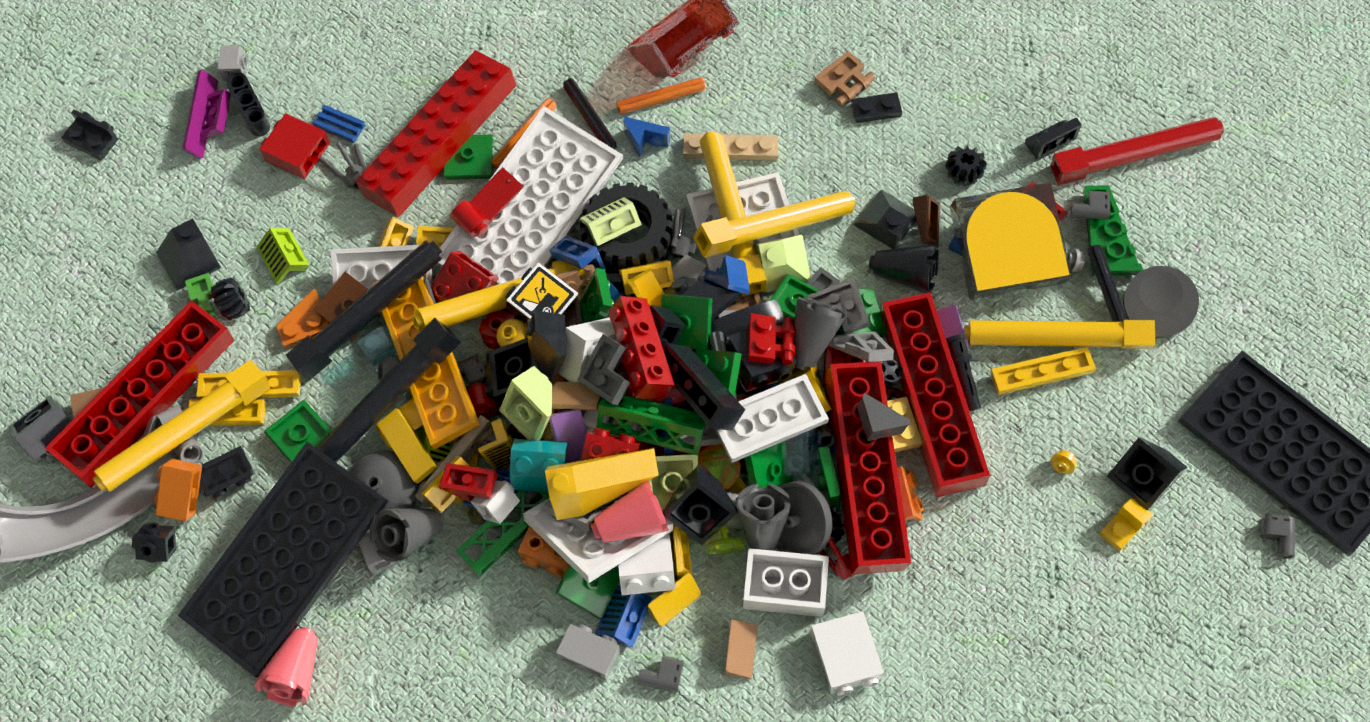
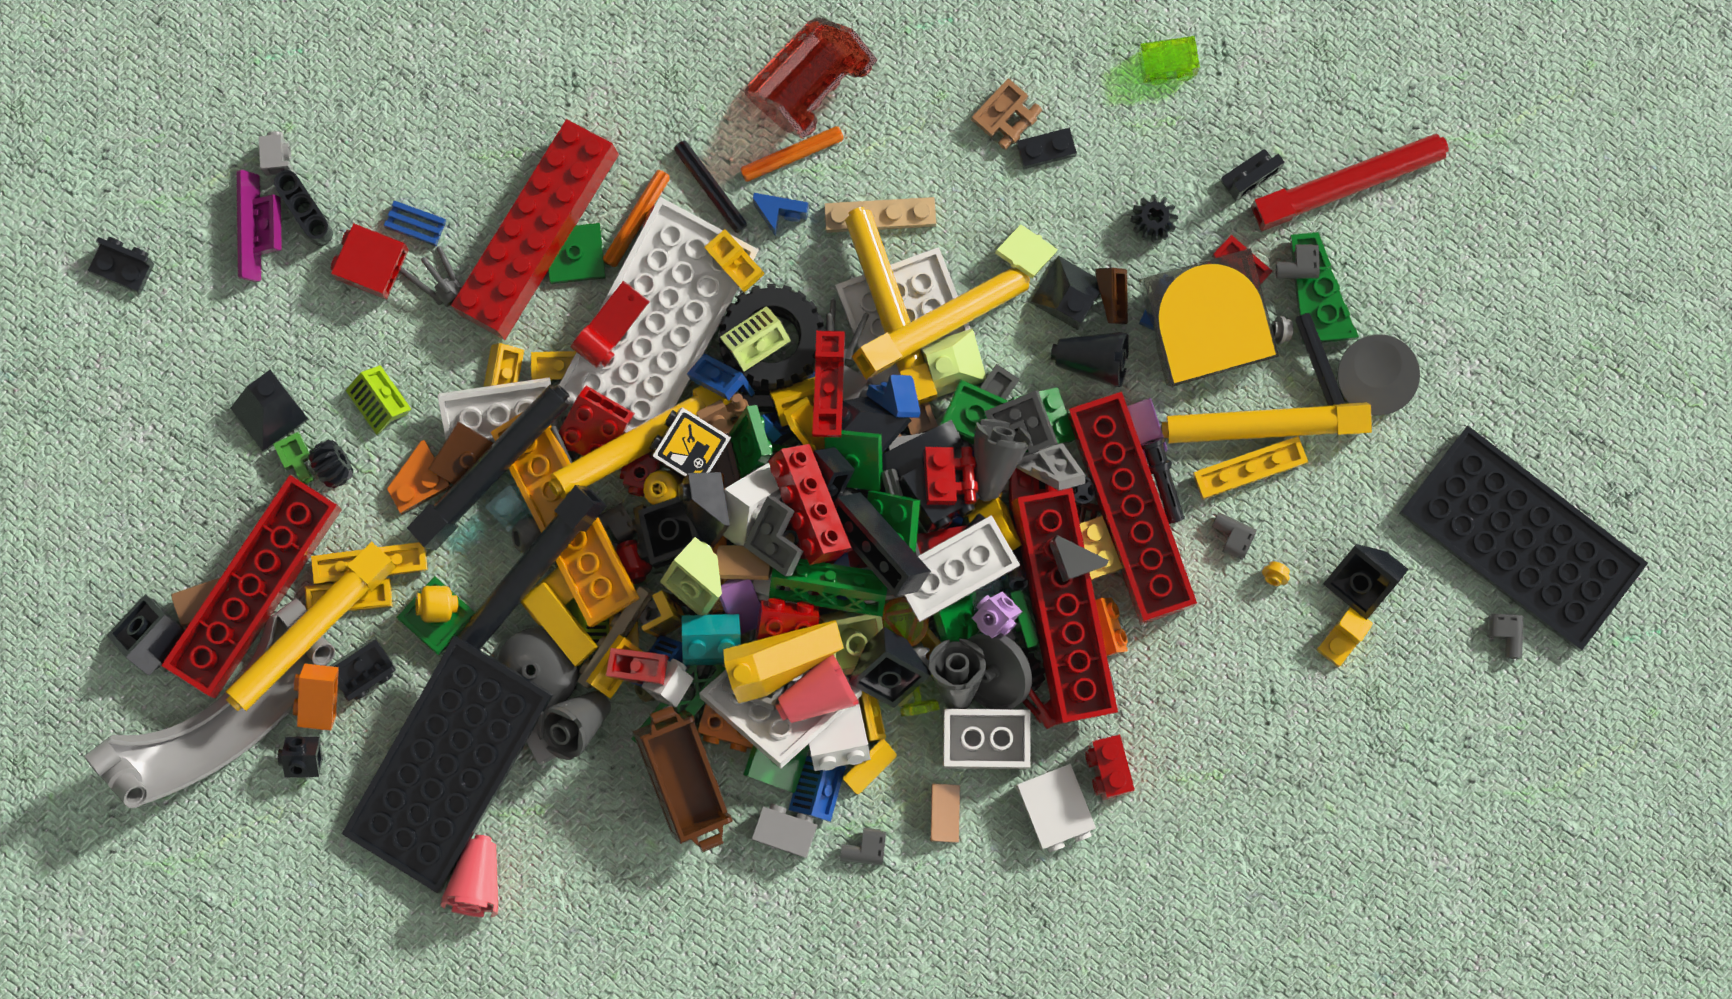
camera: 10 degrees left, 15 degrees up
(299, 419) = (436, 603): none -> yellow head
(497, 587) = (682, 777): none -> reddish brown container
(600, 160) = (734, 260): none -> yellow slope
(670, 256) = (828, 384): none -> red slope
(803, 463) = (996, 615): none -> lavender brick
(853, 181) = (1026, 251): none -> yellowish green piece
(901, 618) = (1110, 767): none -> red brick
(984, 47) = (1169, 60): none -> clear neon green brick
(1030, 426) = (1239, 536): none -> dark grey piece

